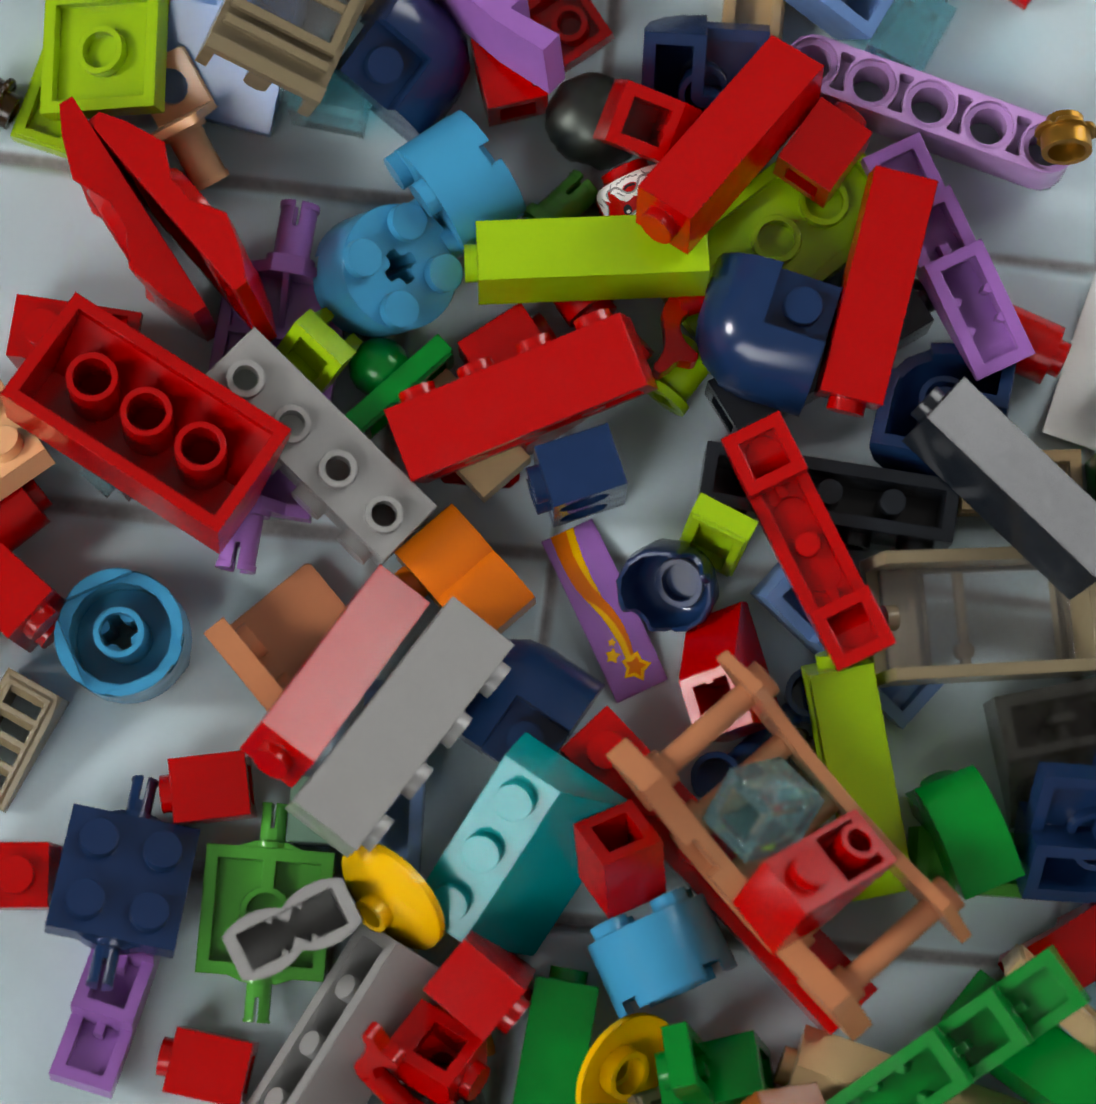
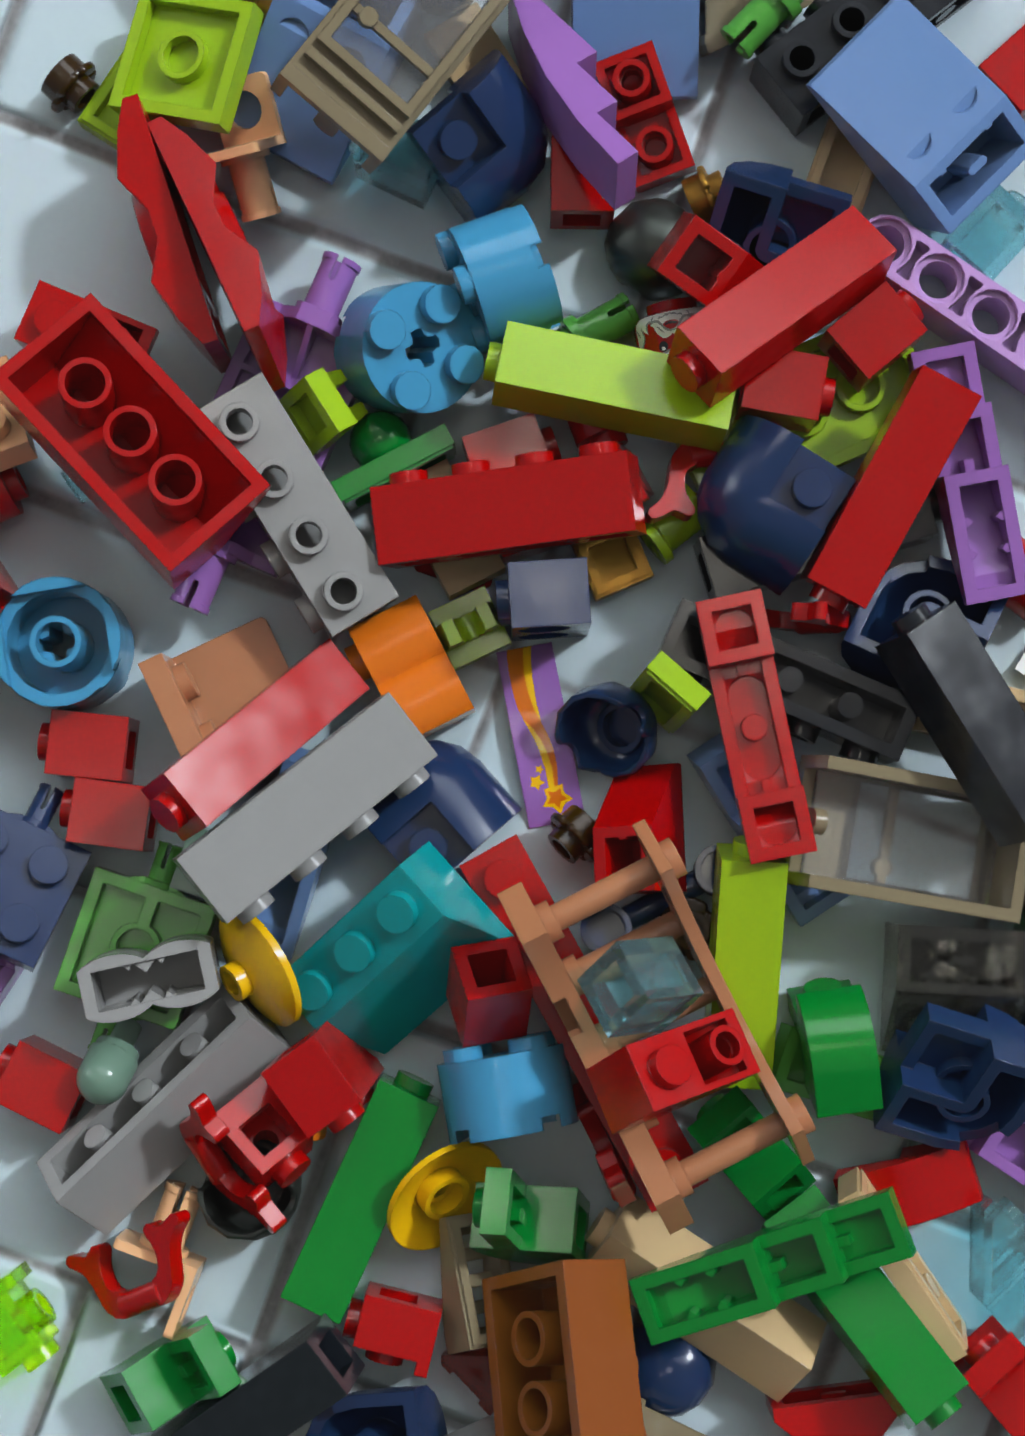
camera: 15 degrees right, 5 degrees up
(170, 727) = (89, 745): none -> red brick
(271, 1026) = (109, 1064): none -> sand green cylinder
(511, 523) = (469, 628): none -> lime tile
(627, 56) = (702, 192): none -> pearl gold plate
(635, 428) = (614, 565): none -> pearl gold tile
(661, 696) = (572, 834): none -> dark brown plate
(758, 222) = (790, 392): none -> red brick
(777, 999) = (608, 1159): none -> red helmet
(834, 431) = (809, 618): none -> red helmet
(927, 972) = (765, 1178): none -> green brick

